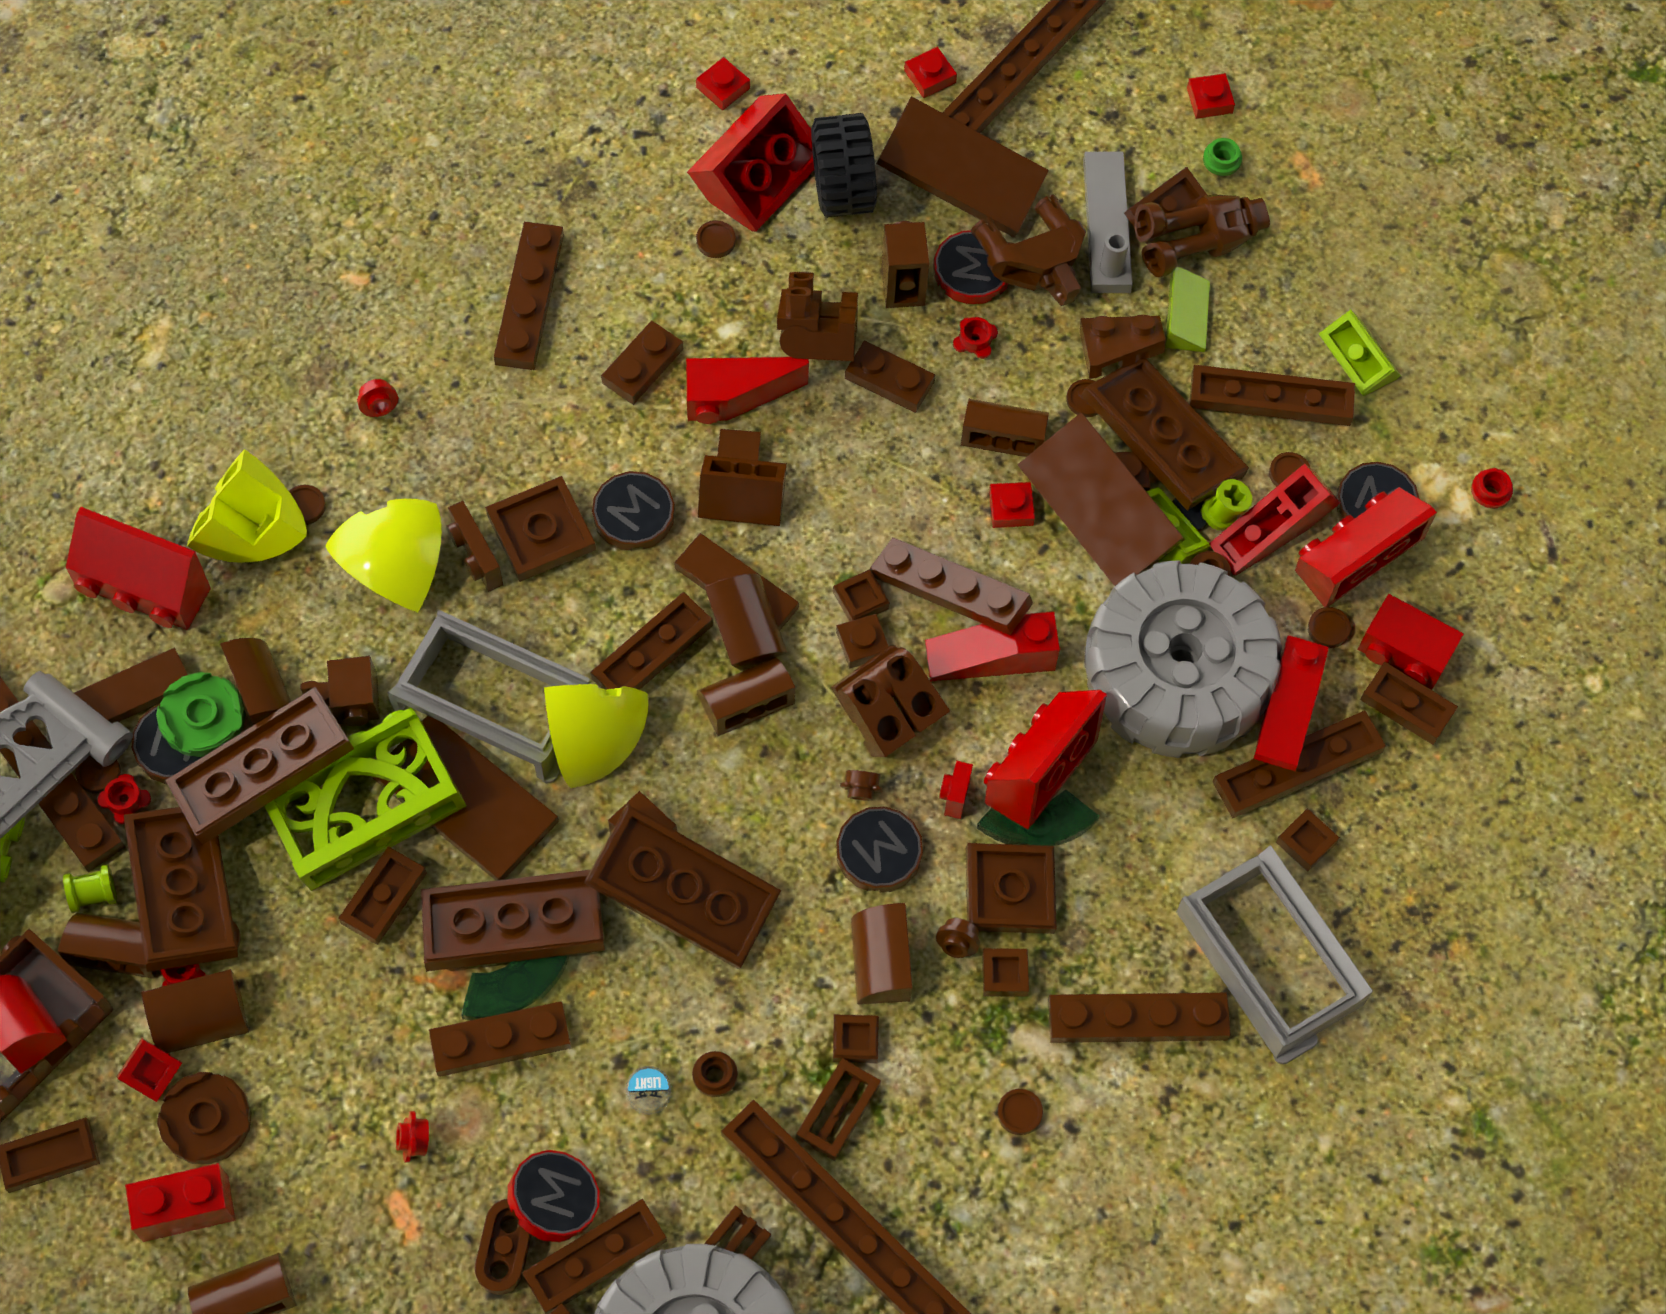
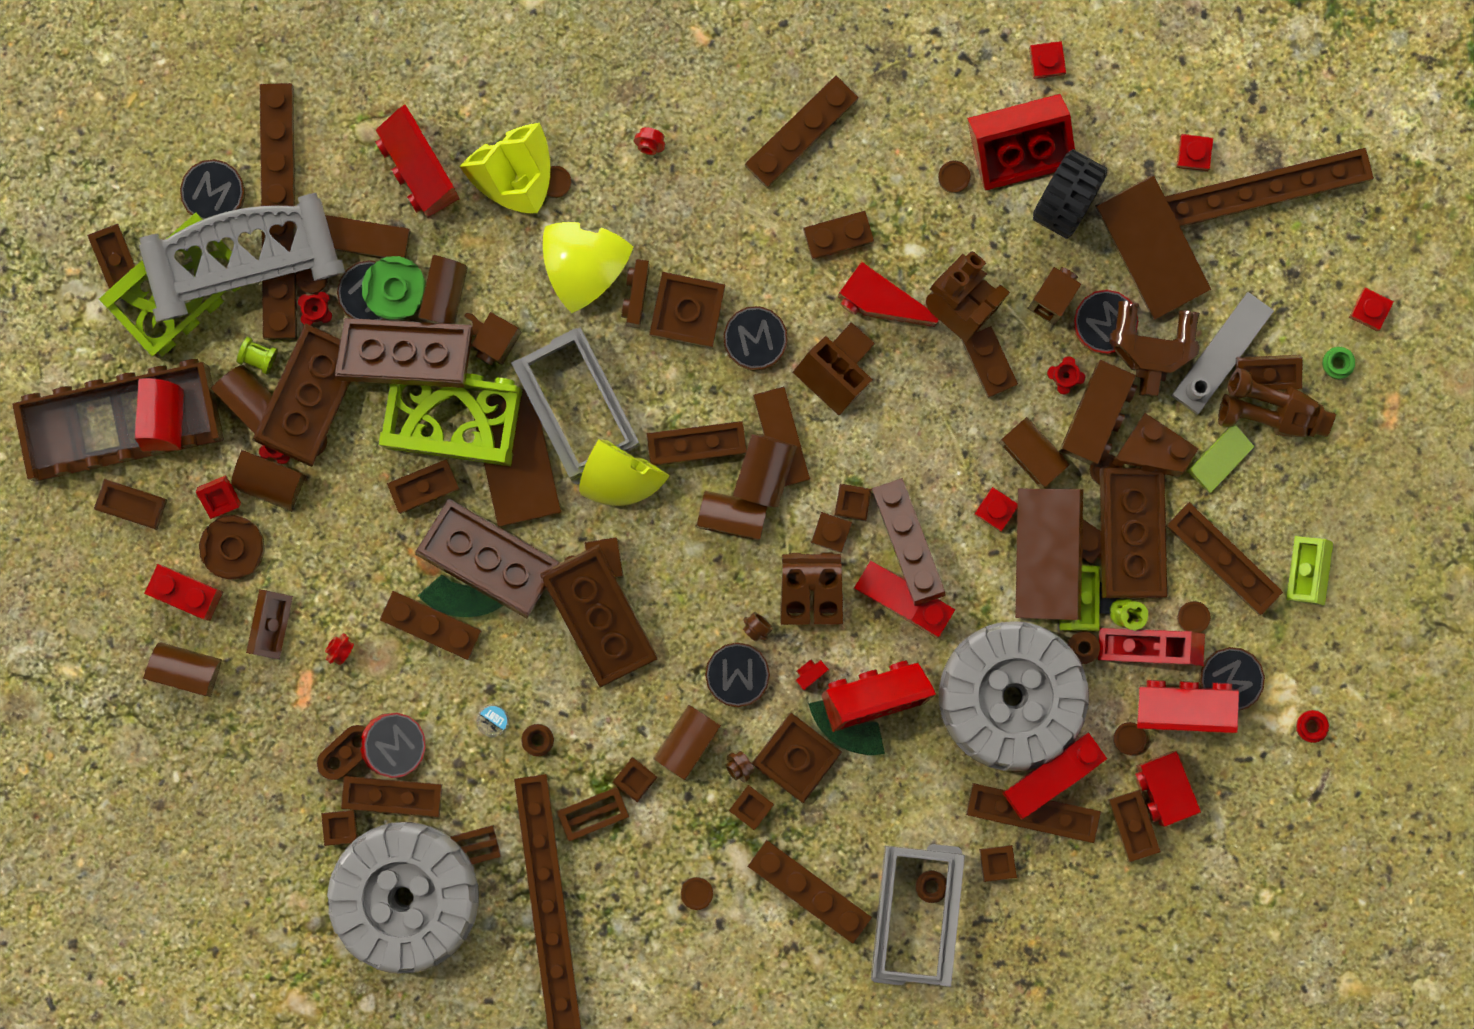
camera: 40 degrees right, 20 degrees up
(309, 1167) = (269, 624): none -> reddish brown plate
(1037, 346) = (1099, 413): none -> reddish brown brick
(1264, 904) = (921, 890): none -> reddish brown plate

